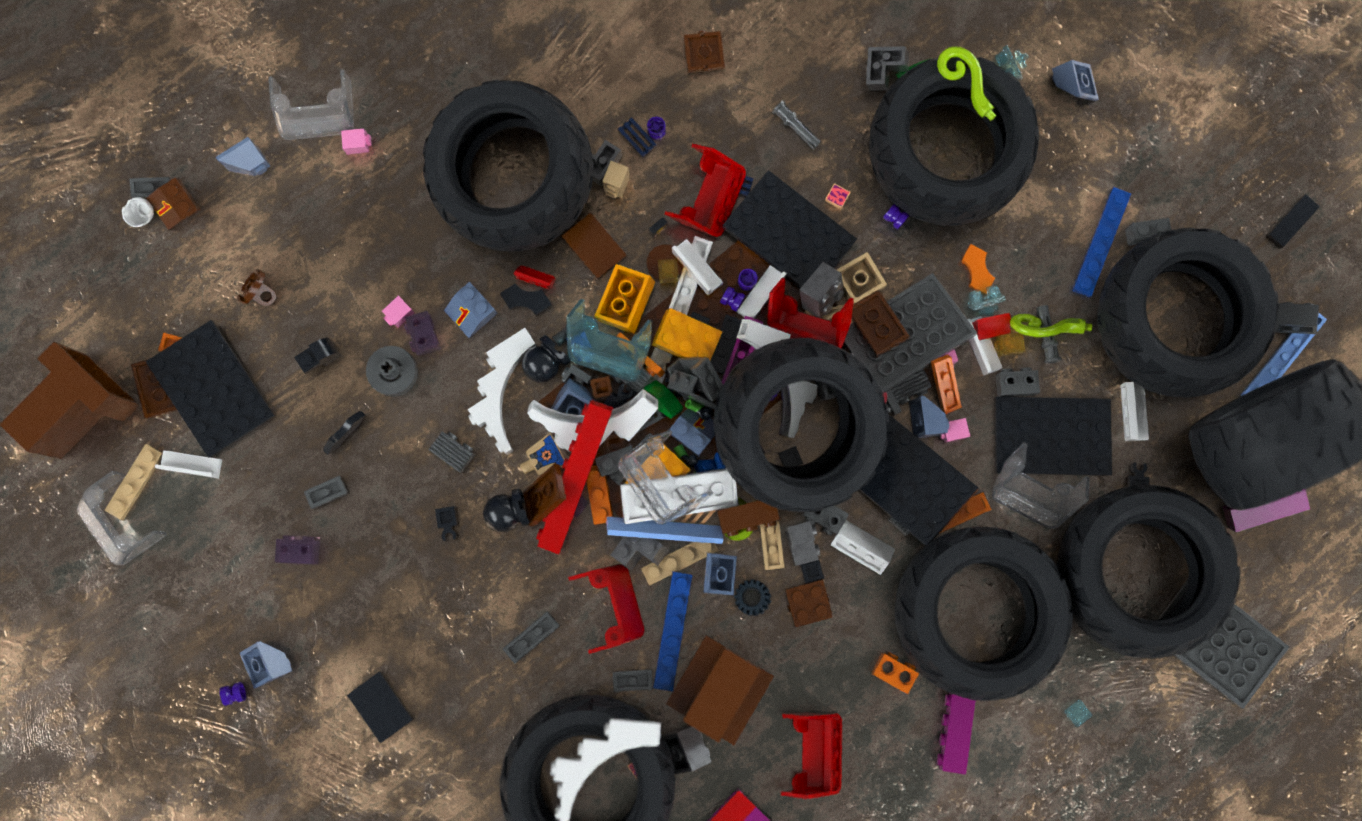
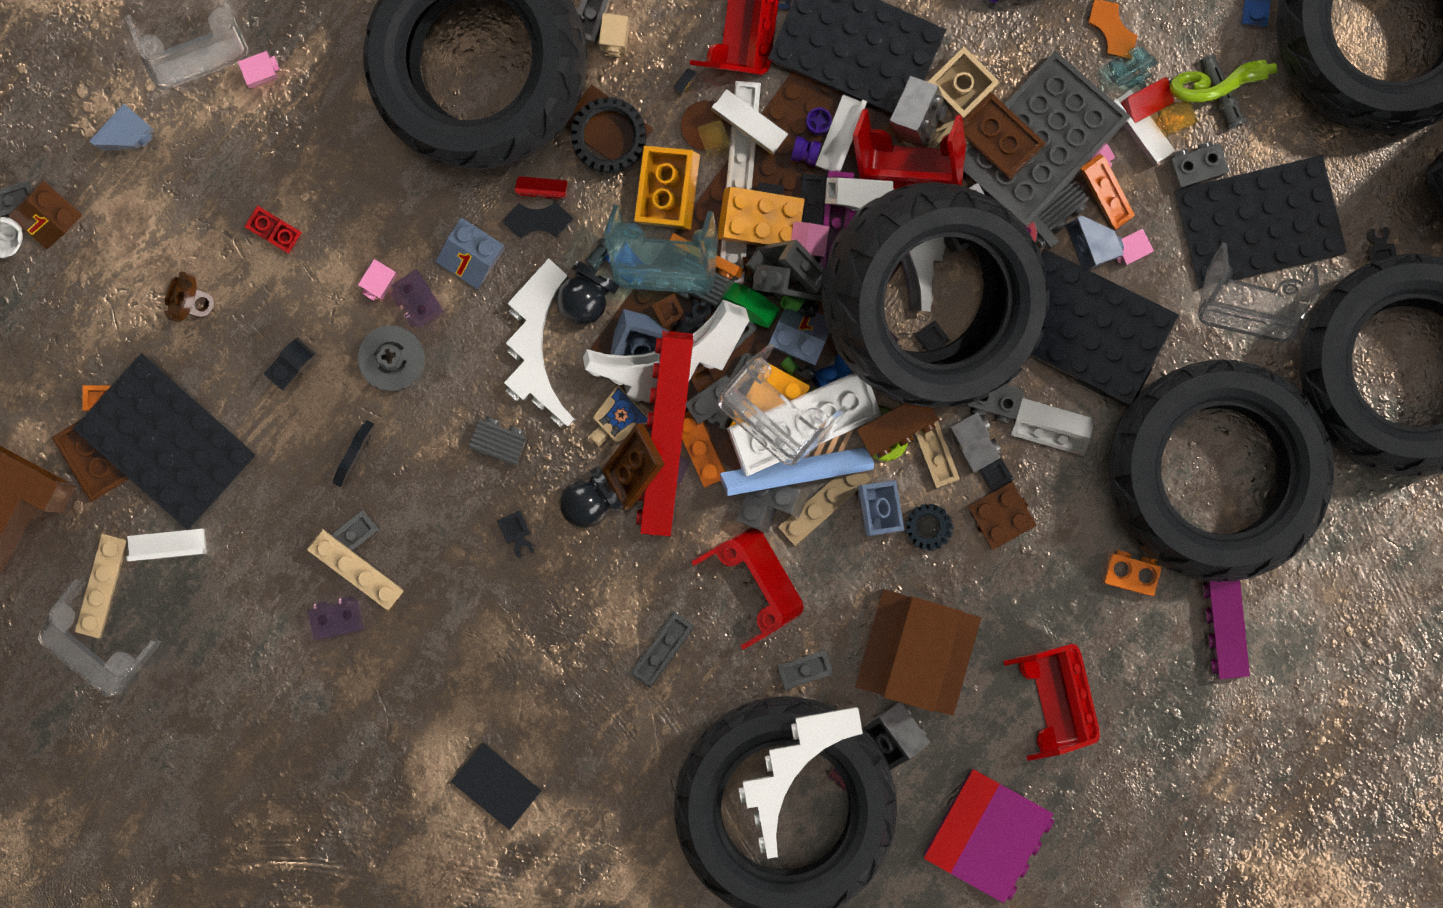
camera: 15 degrees left, 5 degrees up
(231, 694) = (307, 817): dark purple wheel -> none
(264, 663) = (335, 769): sand blue slope -> none
(321, 518) = (355, 569): none -> tan plate
(333, 257) = (272, 229): none -> red slope
(579, 376) = (635, 302): dark grey bracket -> none
(592, 228) = (602, 105): none -> black tyre
(672, 631) = (839, 595): blue plate -> none
(720, 360) = (811, 237): none -> bright pink brick
(974, 507) = (1180, 340): orange plate -> none
(1078, 713) = (1374, 564): clear light blue tile -> none
(1134, 412) = (1357, 164): white panel -> none

